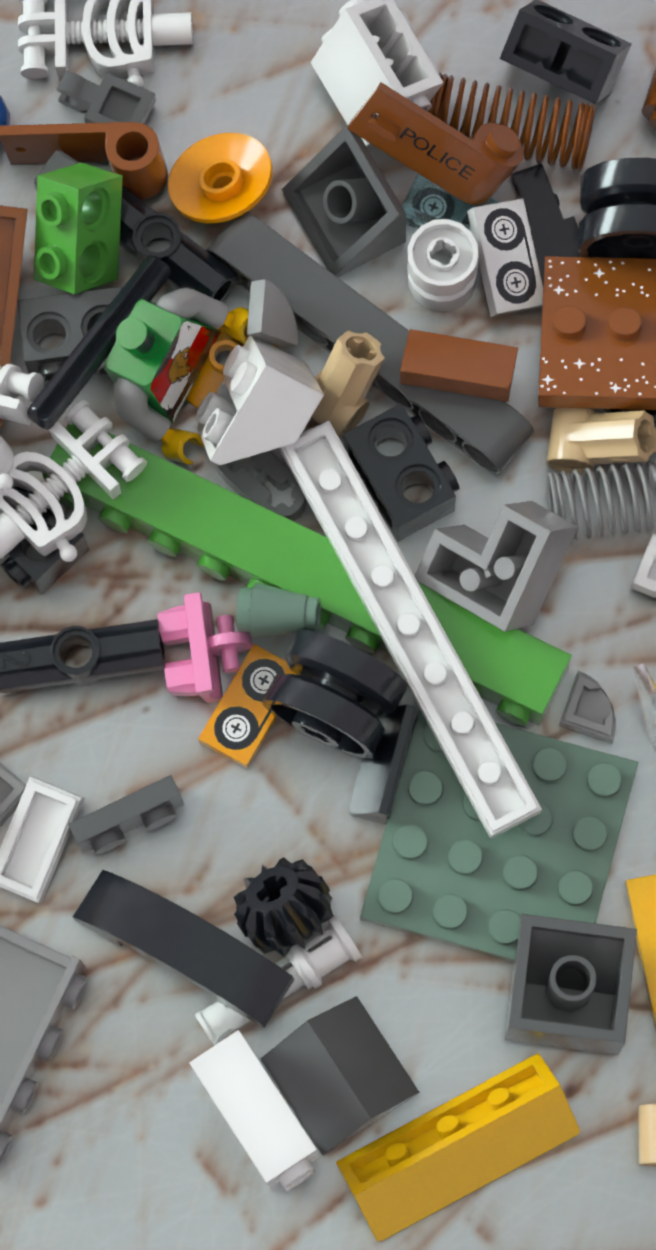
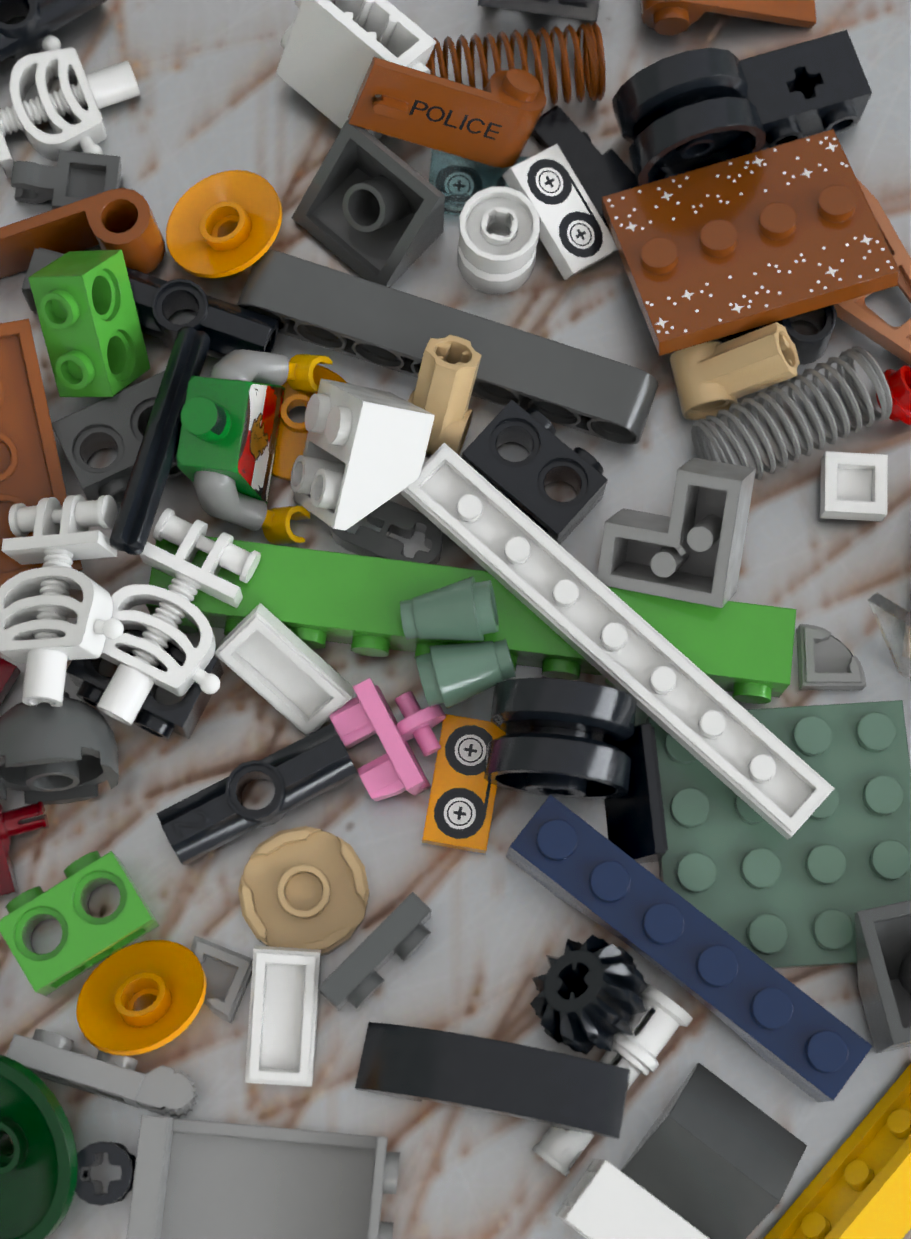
camera: 30 degrees left, 0 degrees up
(89, 747) = (304, 890): none -> tan tile
(134, 563) = (284, 670): none -> white tile
(271, 315) = (336, 350): light grey tile -> none
(284, 561) = (452, 612): none -> sand green cone
(377, 899) = (699, 955): none -> dark blue arch
(458, 365) = (560, 339): dark orange slope -> none

